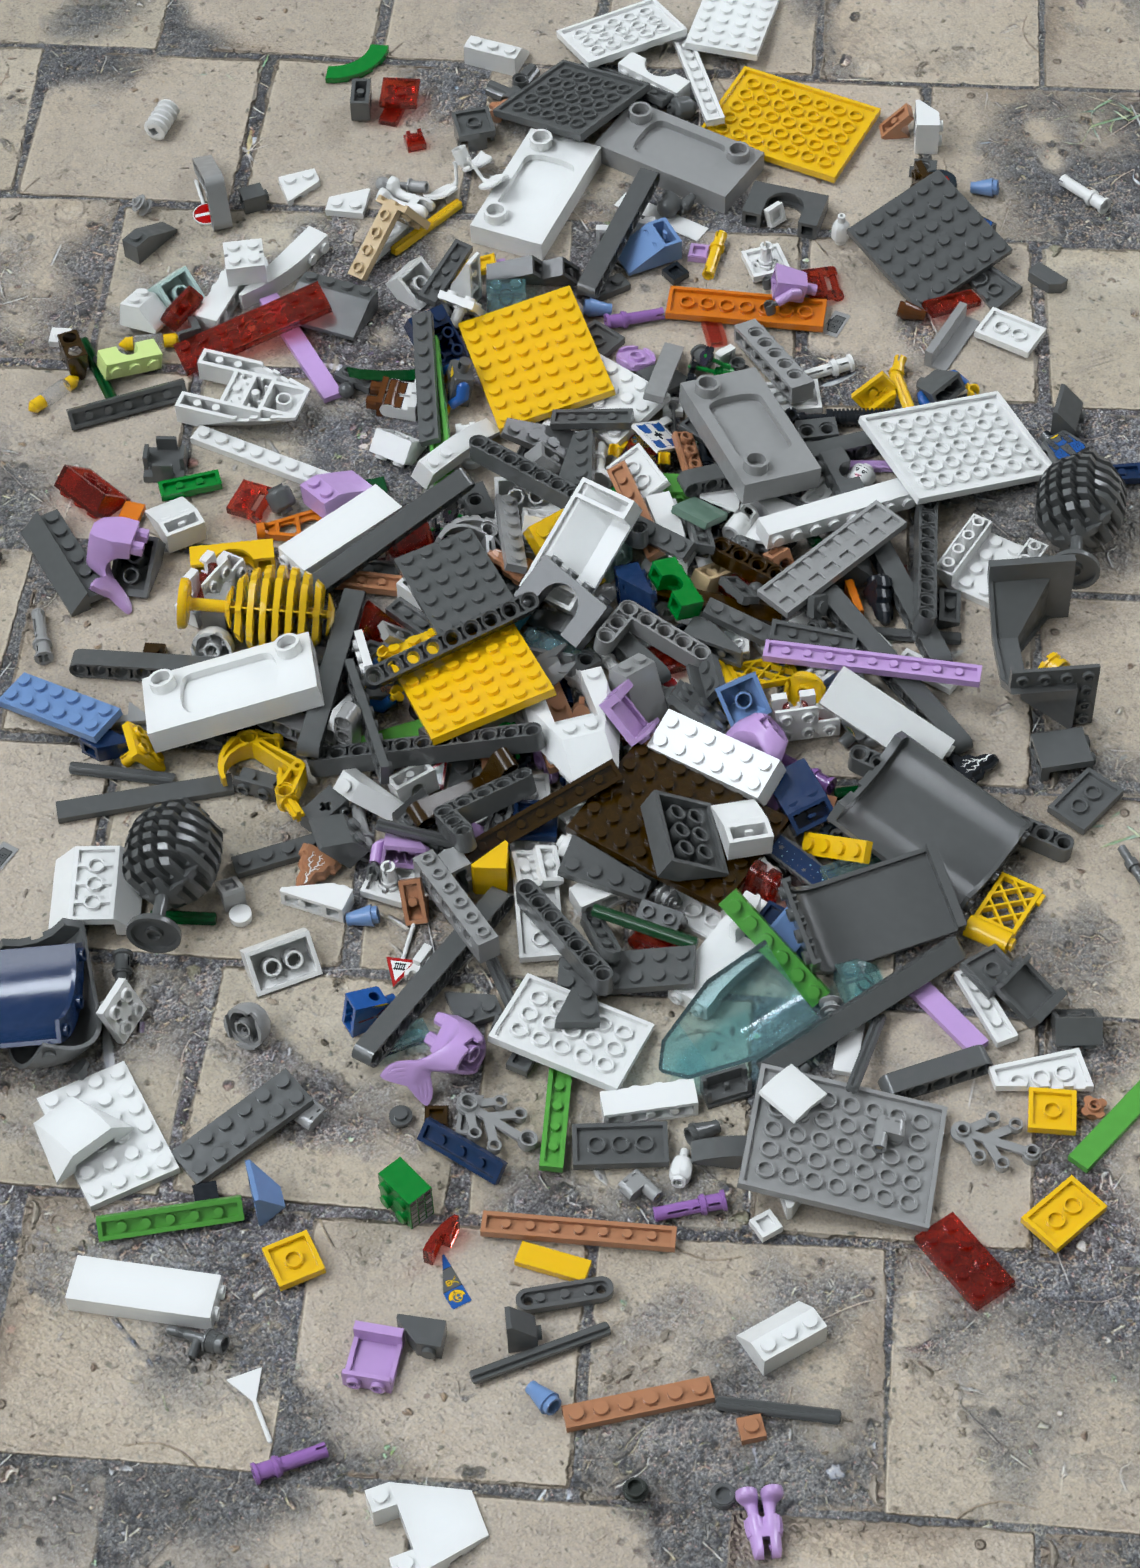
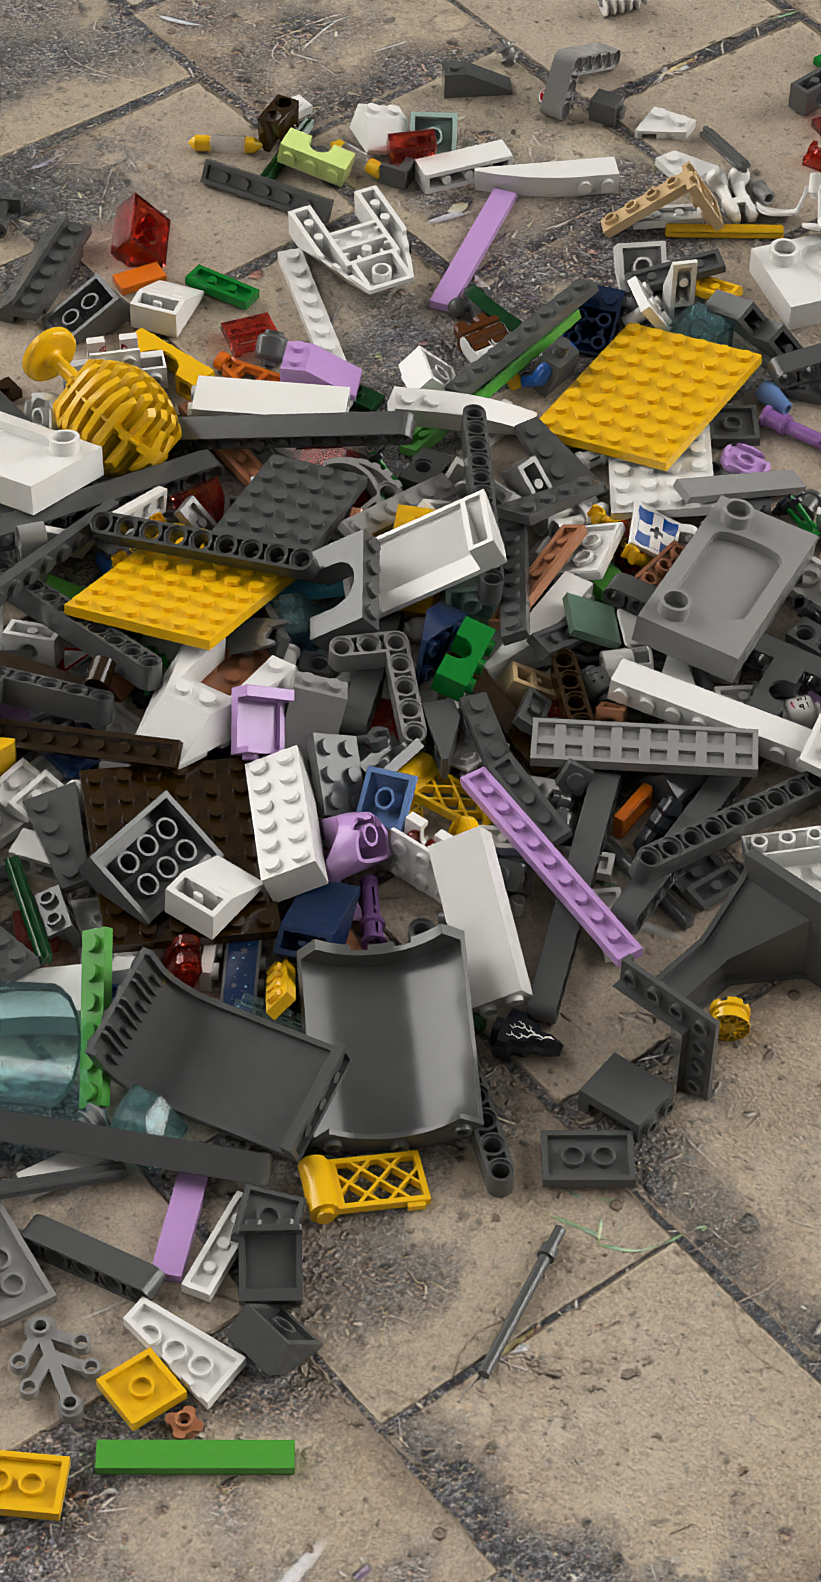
camera: 45 degrees right, 5 degrees down
(111, 540) = (69, 269): lavender hips -> none
(165, 460) = (231, 255): dark grey panel -> none
(244, 262) = (508, 143): white piece -> none
(256, 325) = (457, 202): clear red plate -> none
(350, 304) = (540, 232): dark grey slope -> none
(370, 174) = (725, 149): none -> dark grey axle
(592, 418) = (613, 473): dark grey plate -> none
(666, 897) = (87, 906): light grey wheel -> none
(681, 669) = (376, 739): none -> dark grey bar

